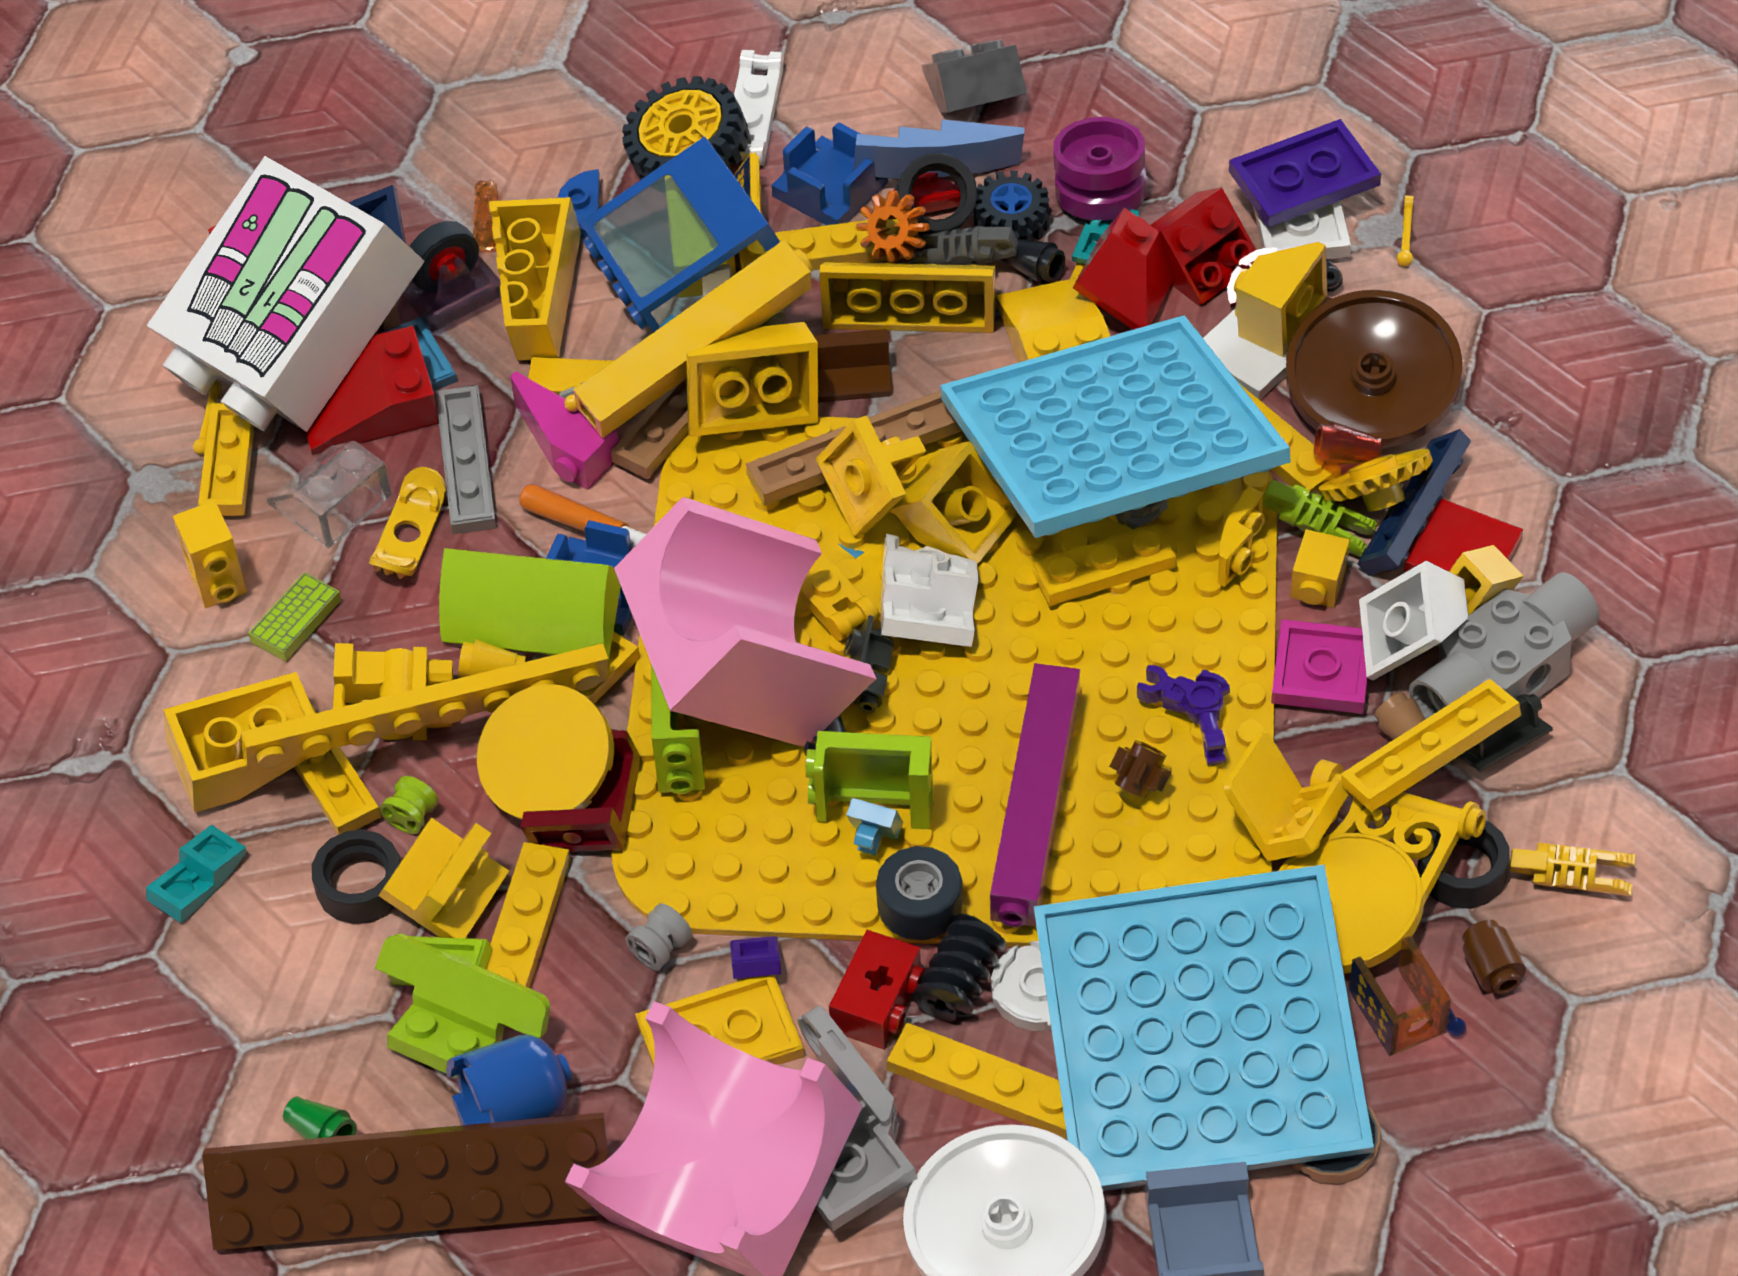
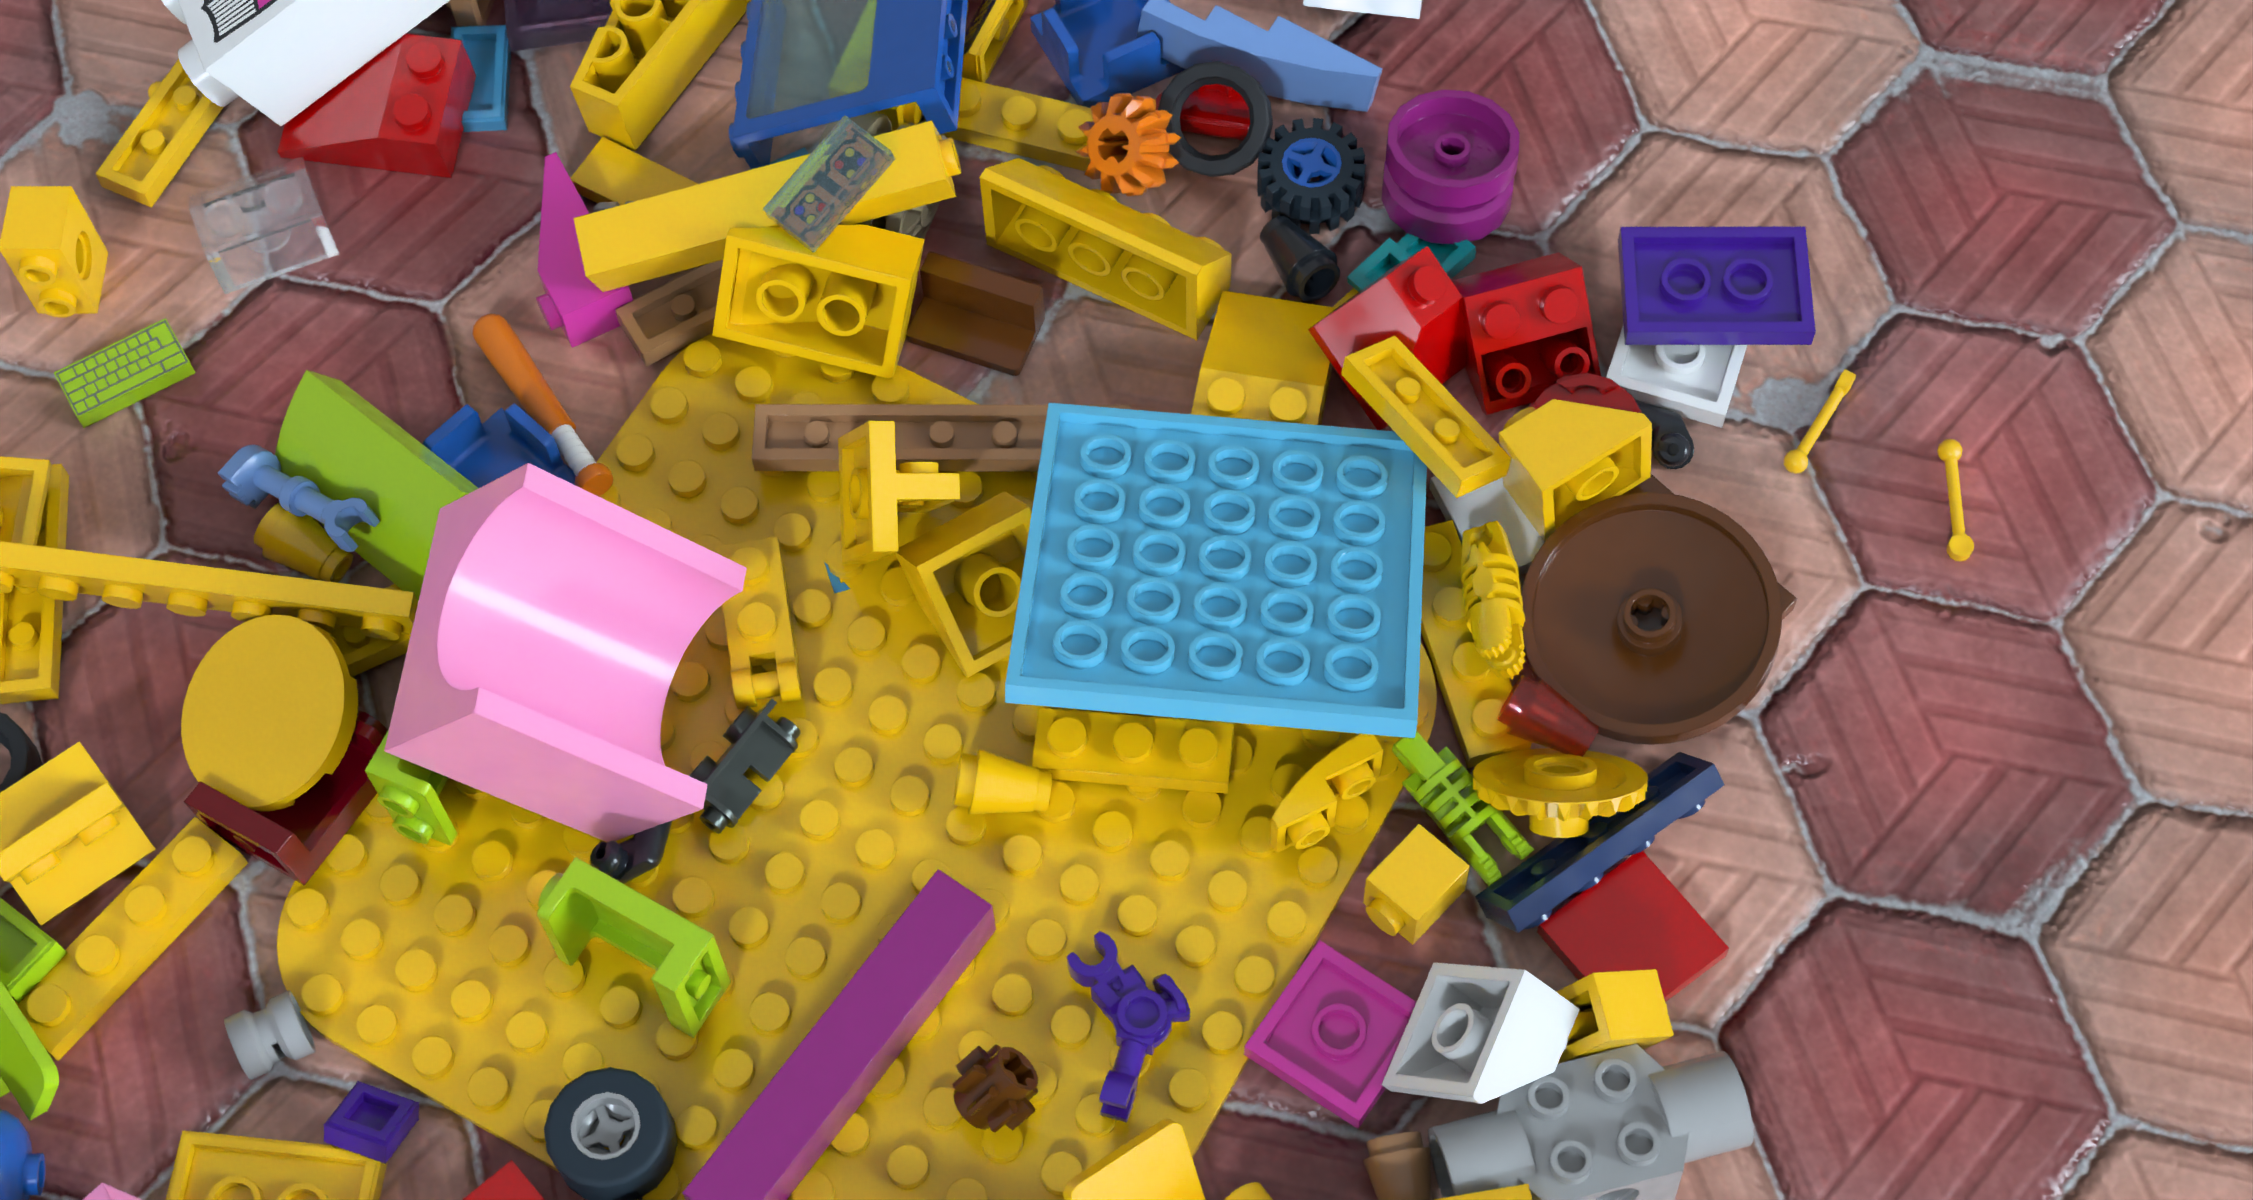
camera: 25 degrees right, 10 degrees up
(373, 675) = (173, 513): yellow hips -> none
(409, 805) = (90, 701): lime wheel -> none
(416, 505) = (352, 284): yellow piece -> none
(435, 631) = (257, 473): none -> medium blue piece
(465, 459) = (448, 243): light grey tile -> none
(738, 301) = (829, 183): none -> clear light blue tile
(872, 823) = (611, 1005): dark azure tile -> none
(927, 594) = (876, 694): white slope -> none
(967, 246) = (1215, 207): dark grey hinge -> none
(1035, 612) = (1000, 785): none -> yellow cone
(1180, 301) = (1426, 416): none -> yellow plate
(1274, 393) = (1493, 598): none -> yellow hinge
(1528, 266) = (1960, 545): none -> yellow hinge

